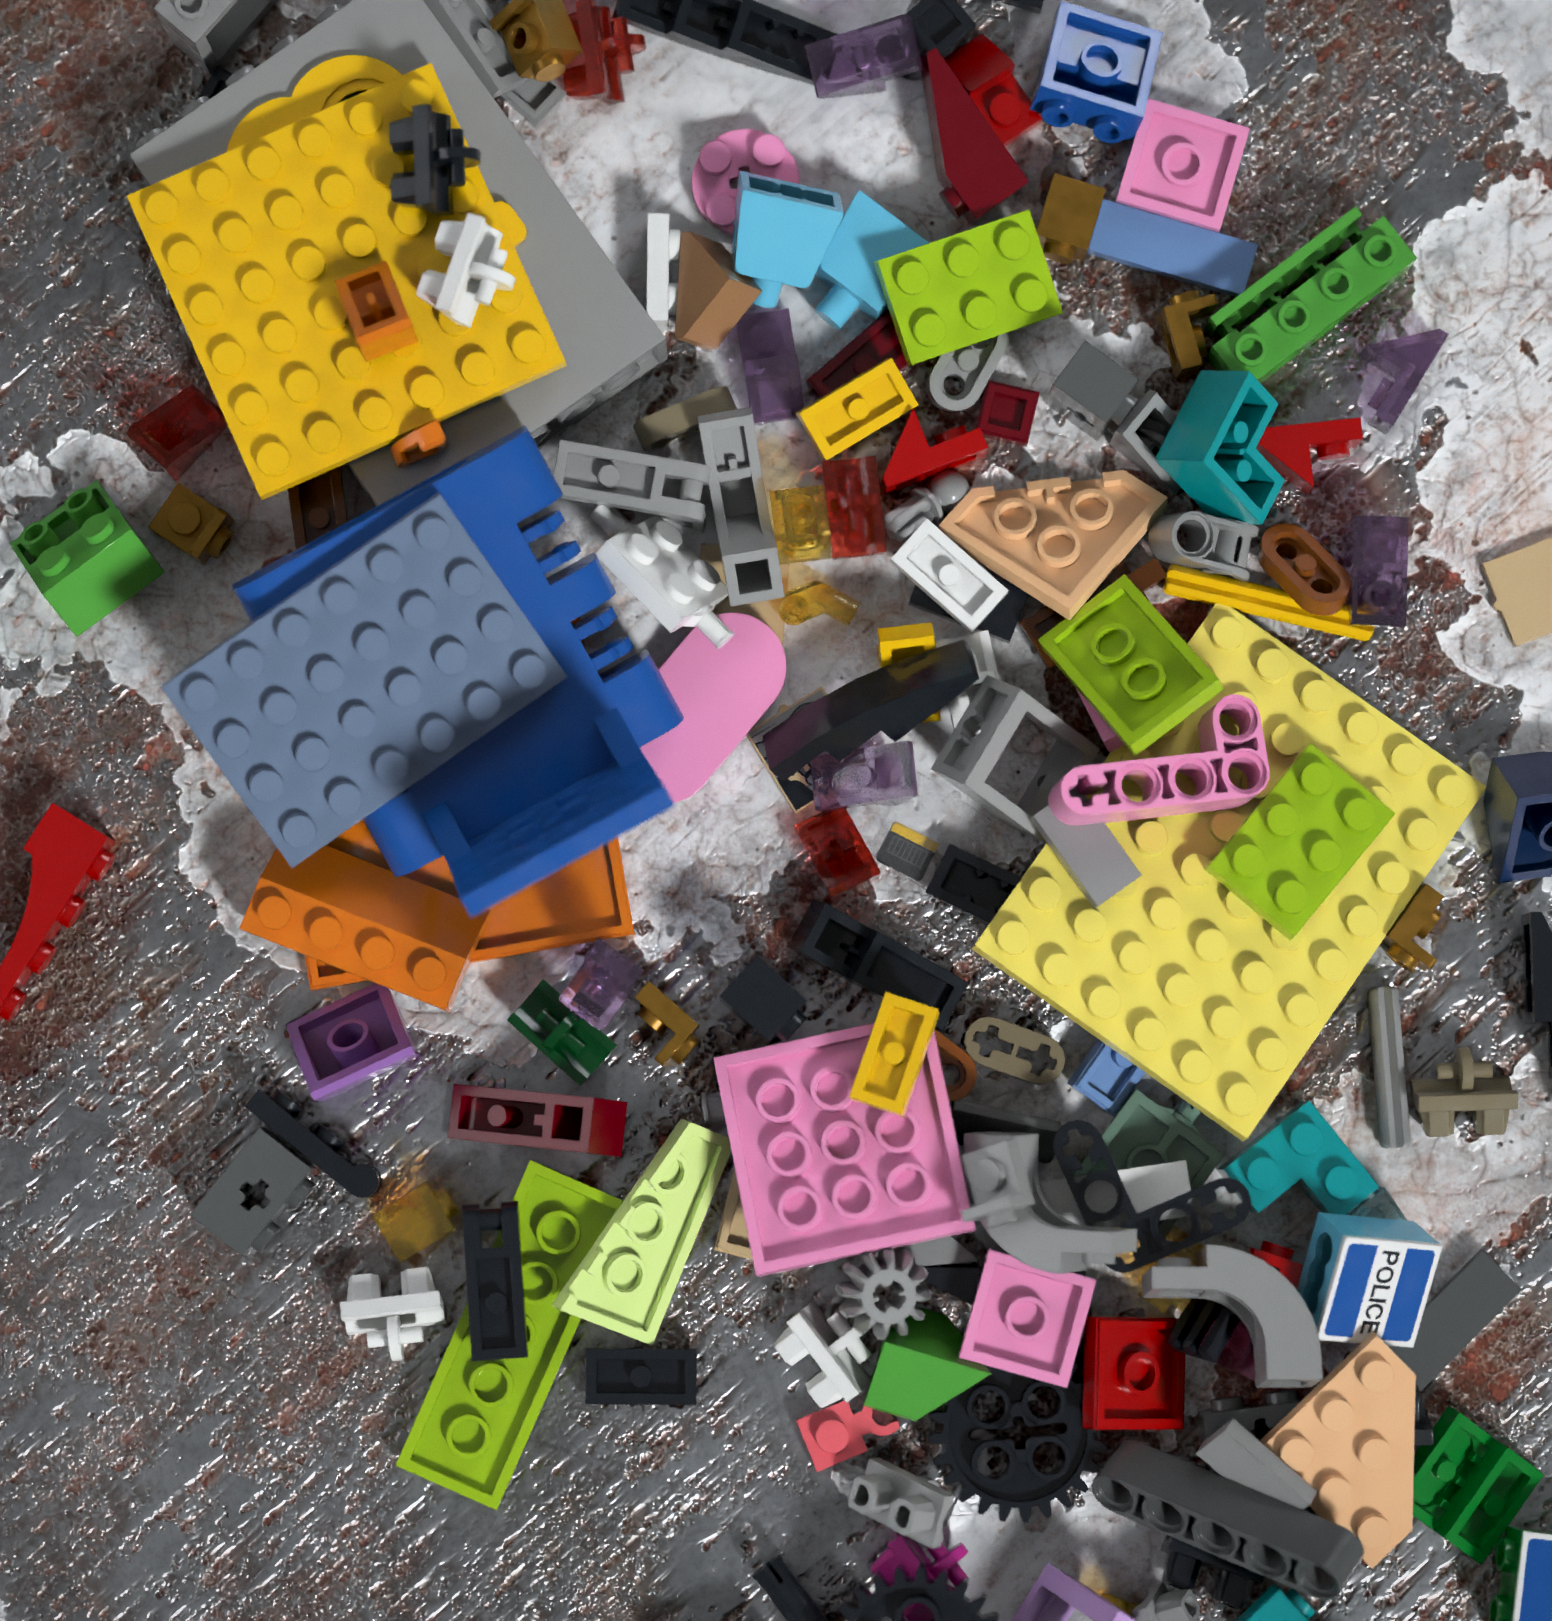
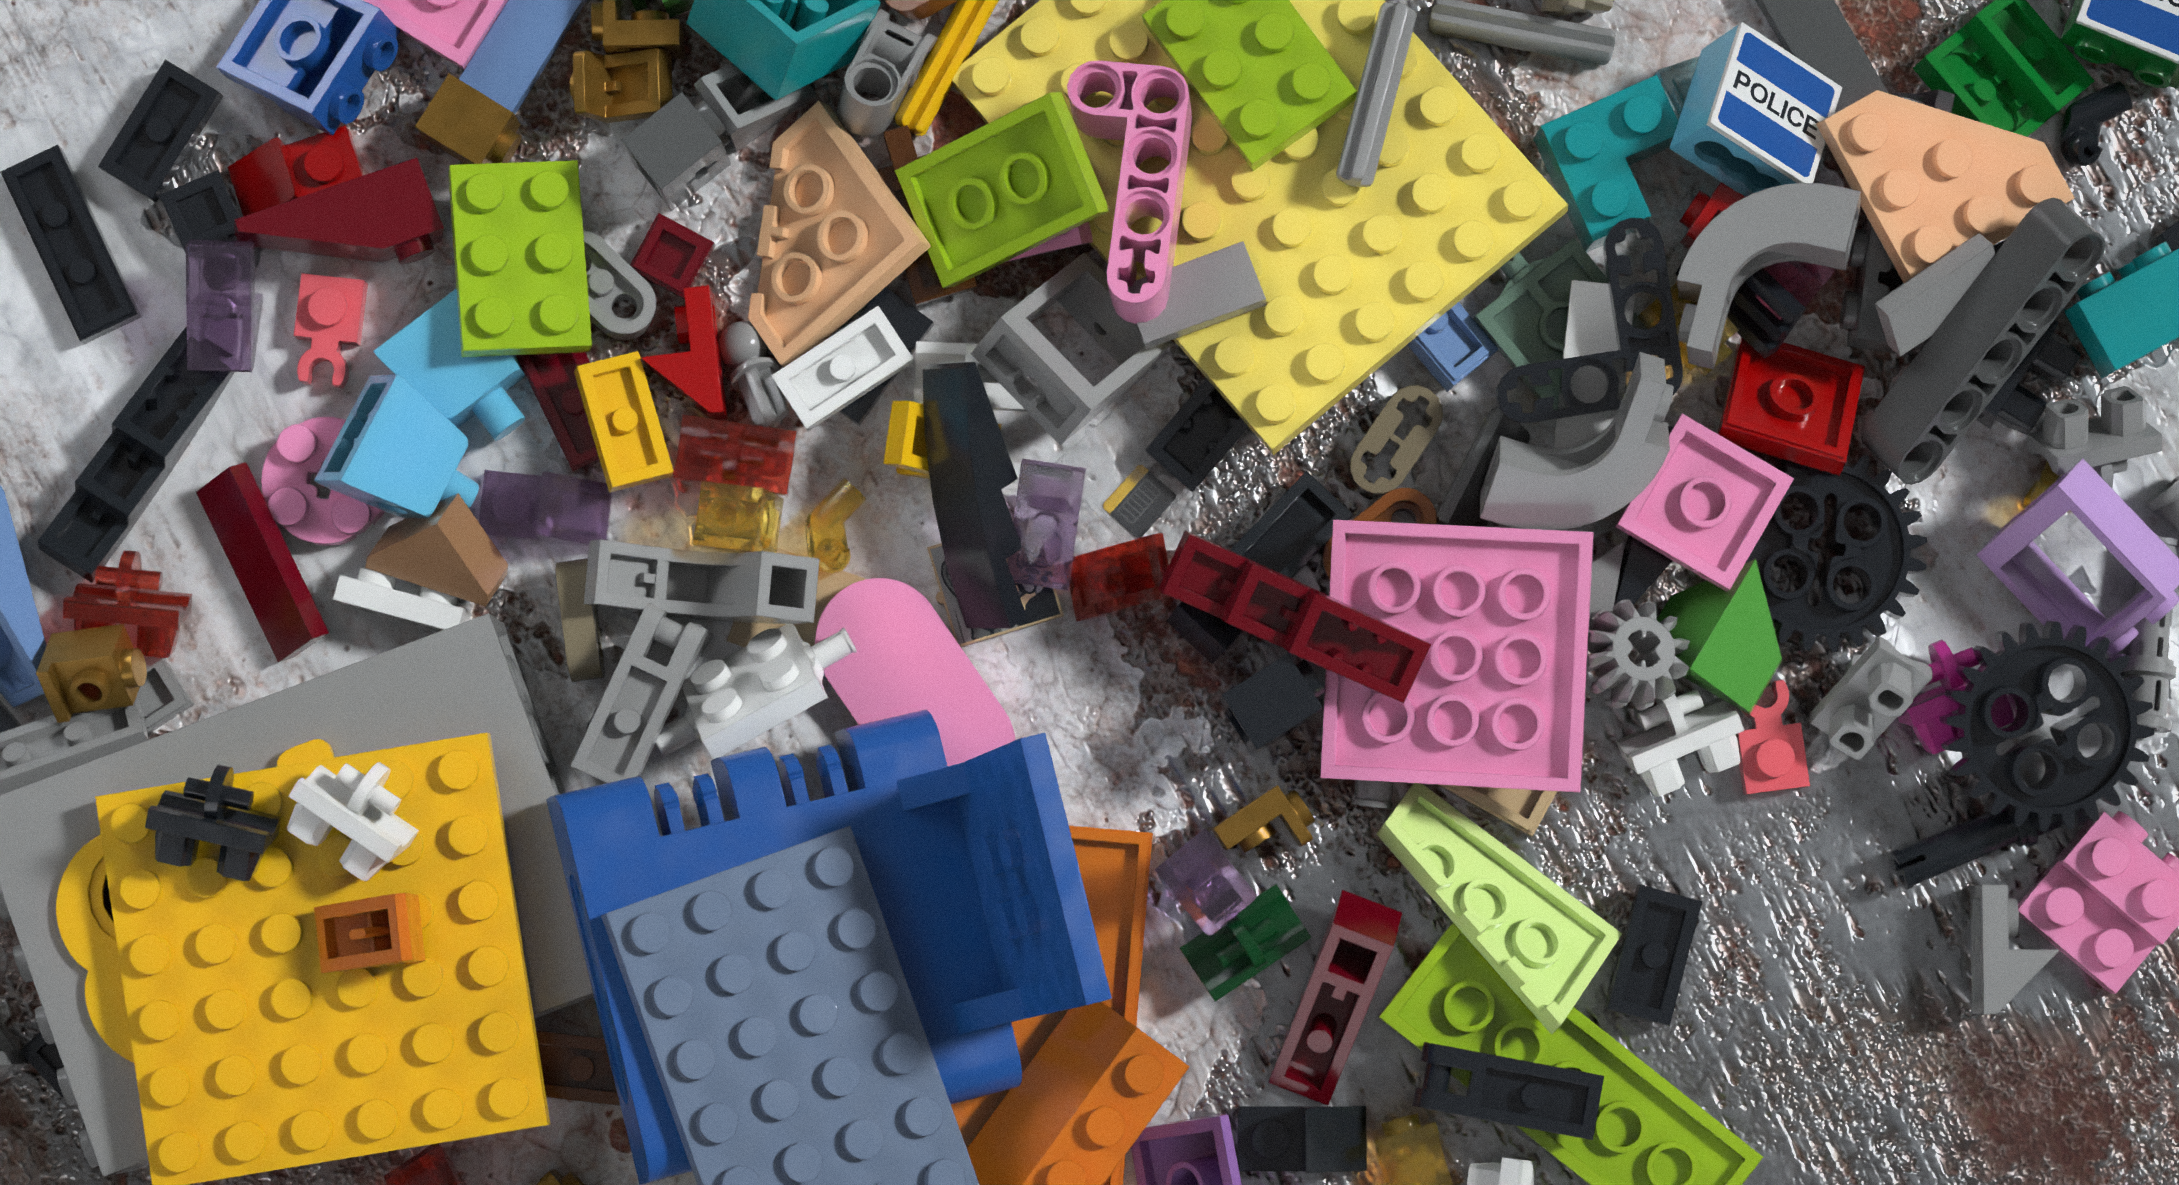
camera: 75 degrees left, 0 degrees up
(414, 1123) = (1302, 1138): none -> black slope
(419, 445) = (537, 926): orange tile -> none
(664, 149) = (262, 562): none -> dark red tile
(838, 999) = (1294, 616): none -> dark red slope
(882, 149) = (329, 315): none -> coral plate
(894, 1054) = (1374, 570): yellow plate -> none
(996, 1184) = (1549, 494): light grey bracket -> none
(1137, 332) = (621, 84): none -> pearl gold bracket
(1295, 954) = (1376, 94): none -> light grey axle
(1443, 1564) = (2084, 122): none -> black arm

